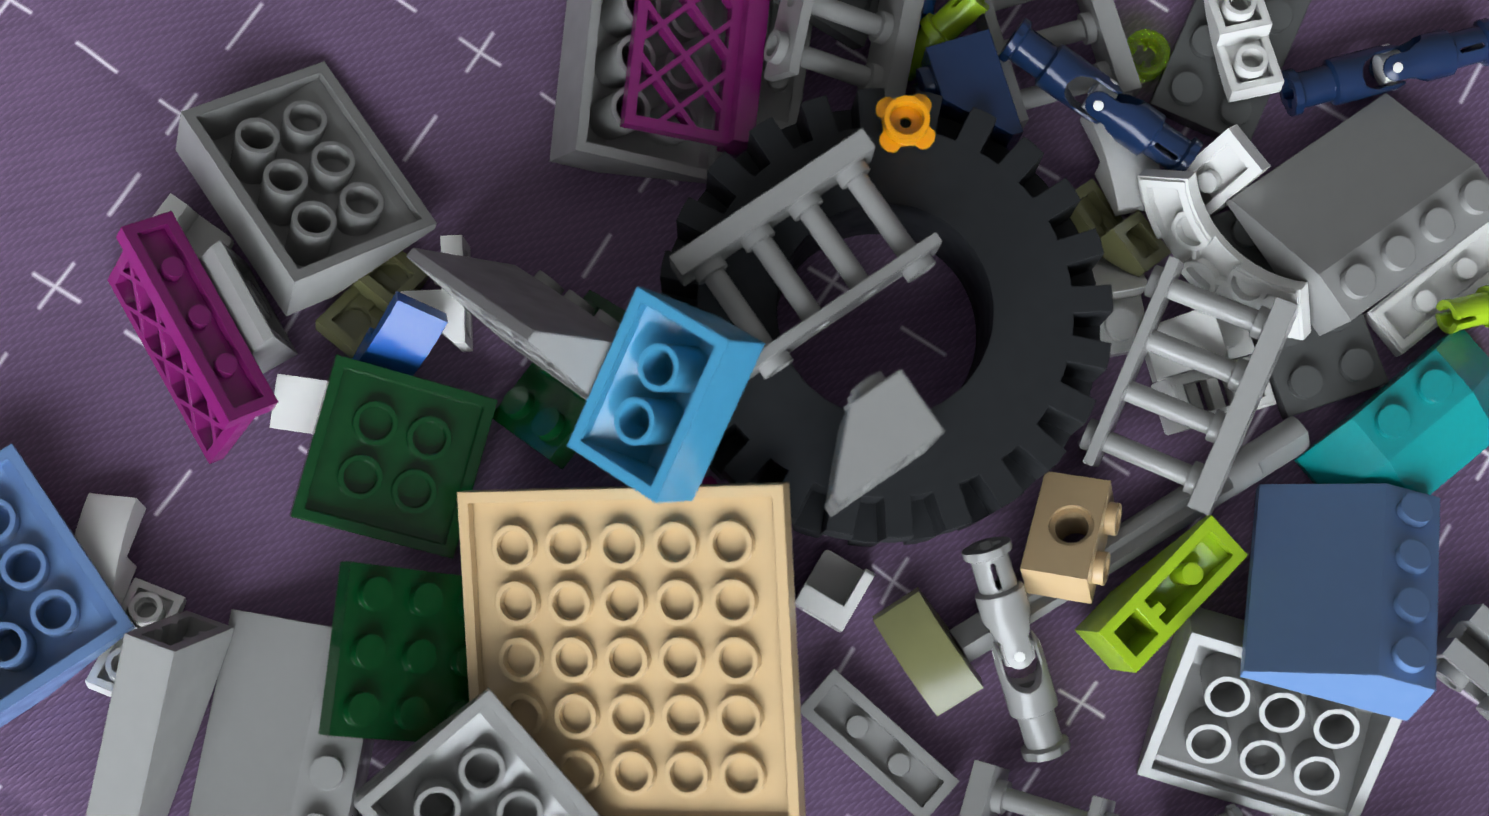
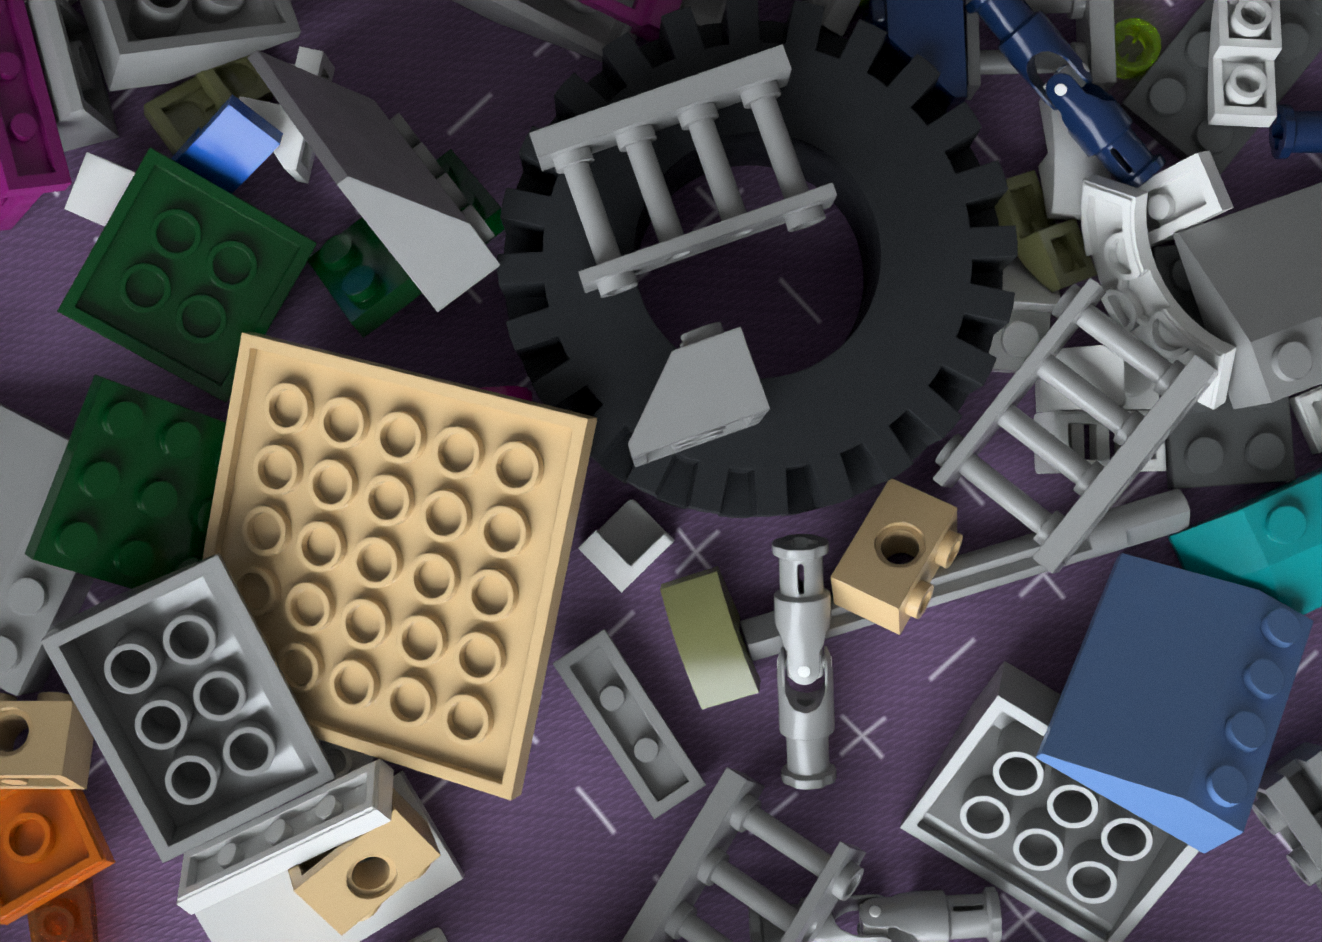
camera: 15 degrees right, 5 degrees up
(664, 396) = (482, 287): dark azure slope -> none
(916, 110) = (836, 33): light orange plate -> none
(1160, 596) = (978, 646): lime slope -> none

